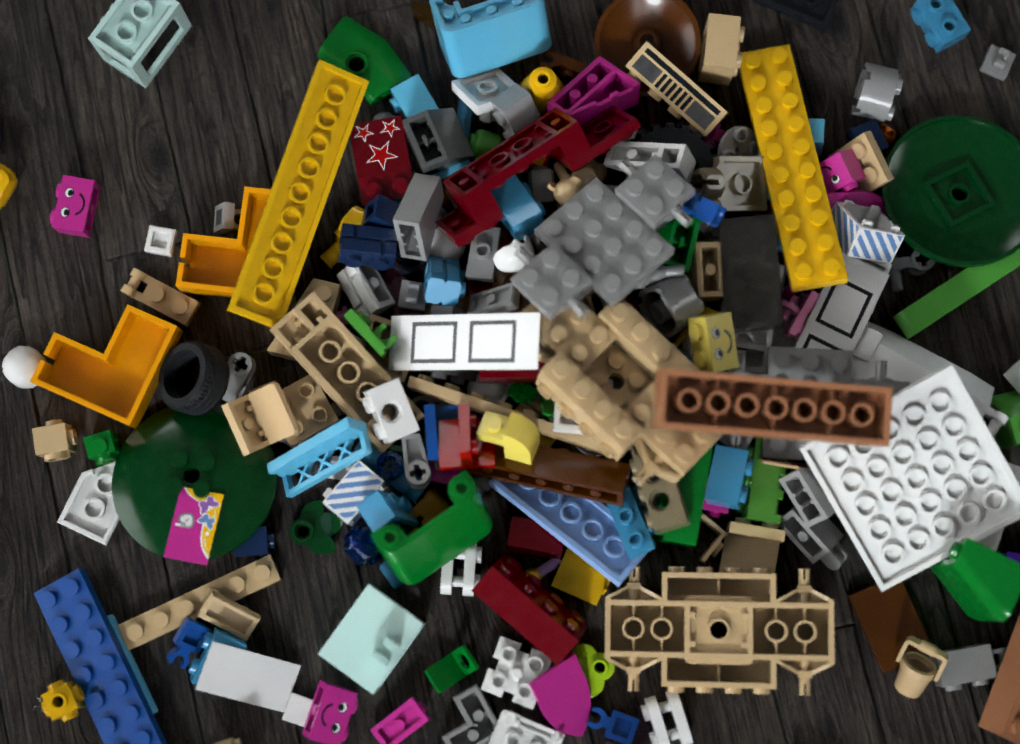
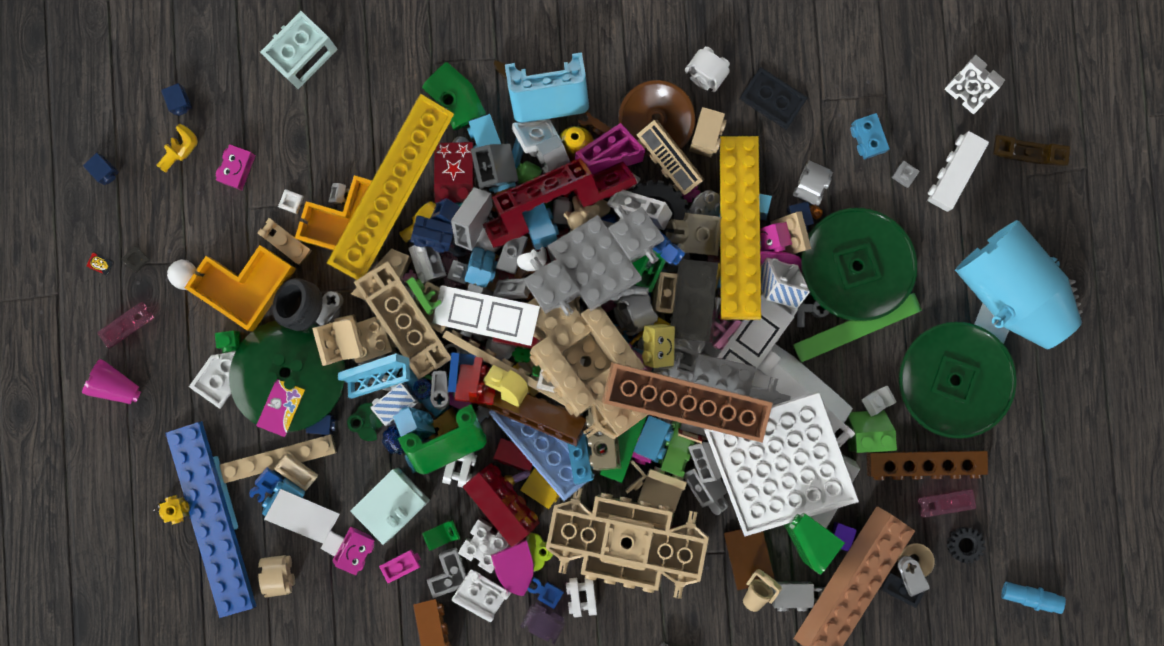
camera: 20 degrees right, 5 degrees up
(54, 440) = (195, 330): tan brick -> none
(403, 421) = (435, 361): white brick -> none

